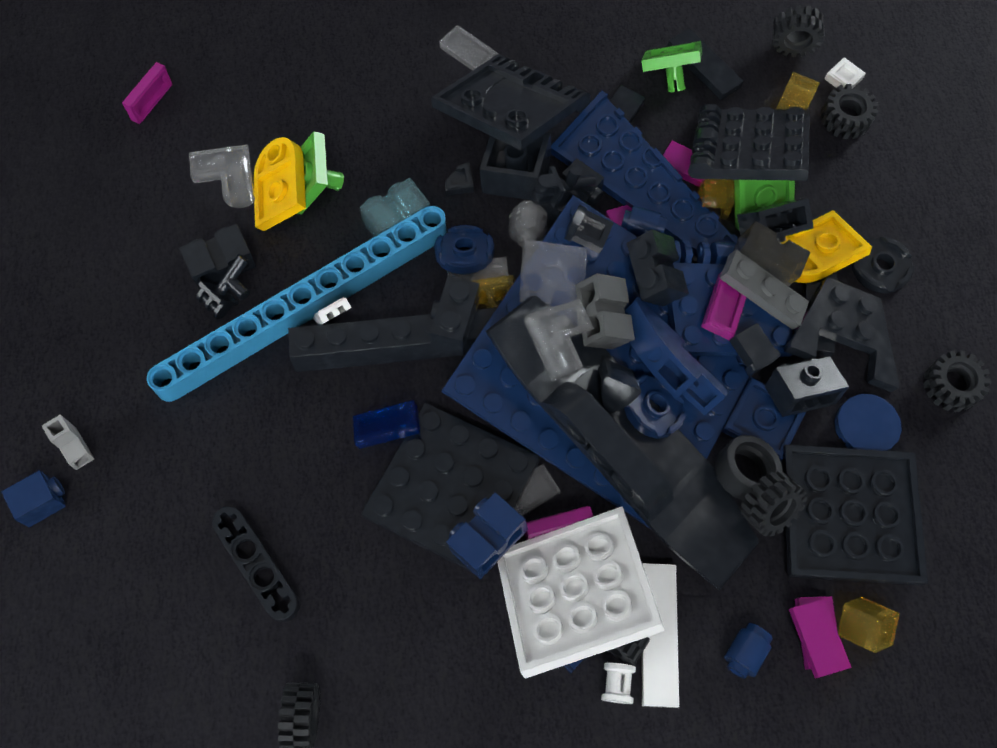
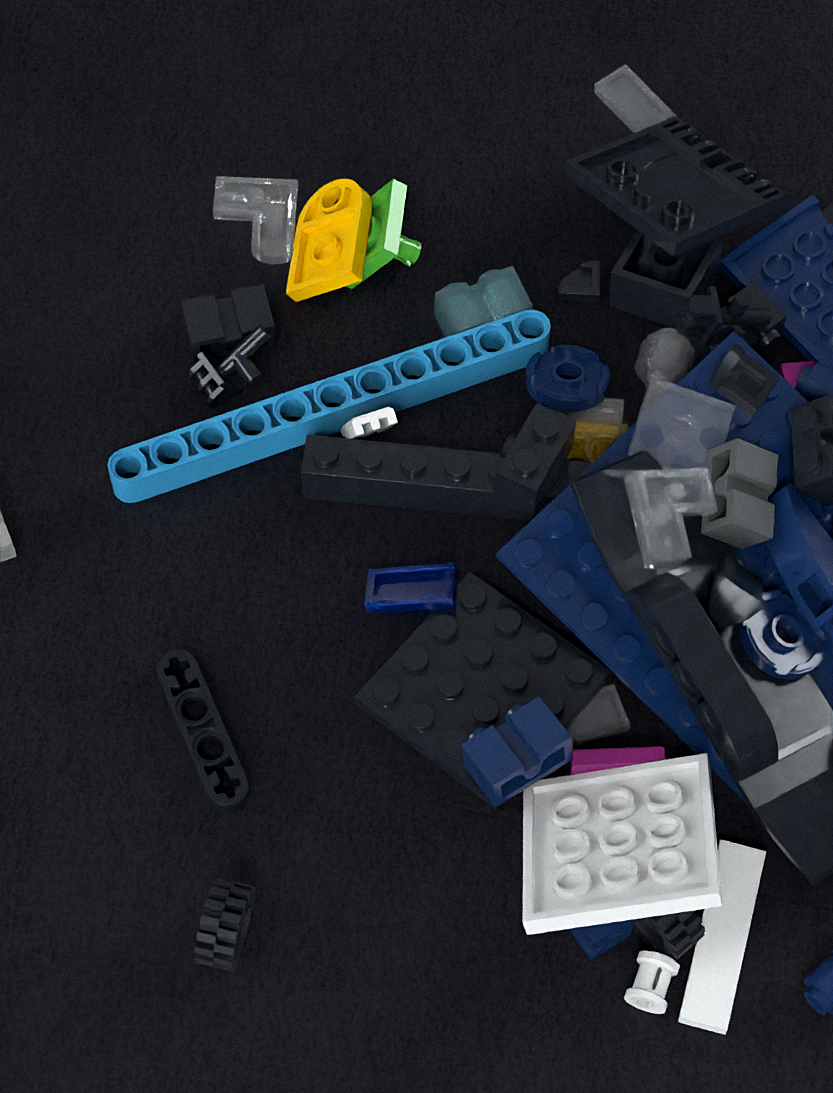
camera: 15 degrees right, 5 degrees down
(147, 93) = (174, 85): magenta tile -> none

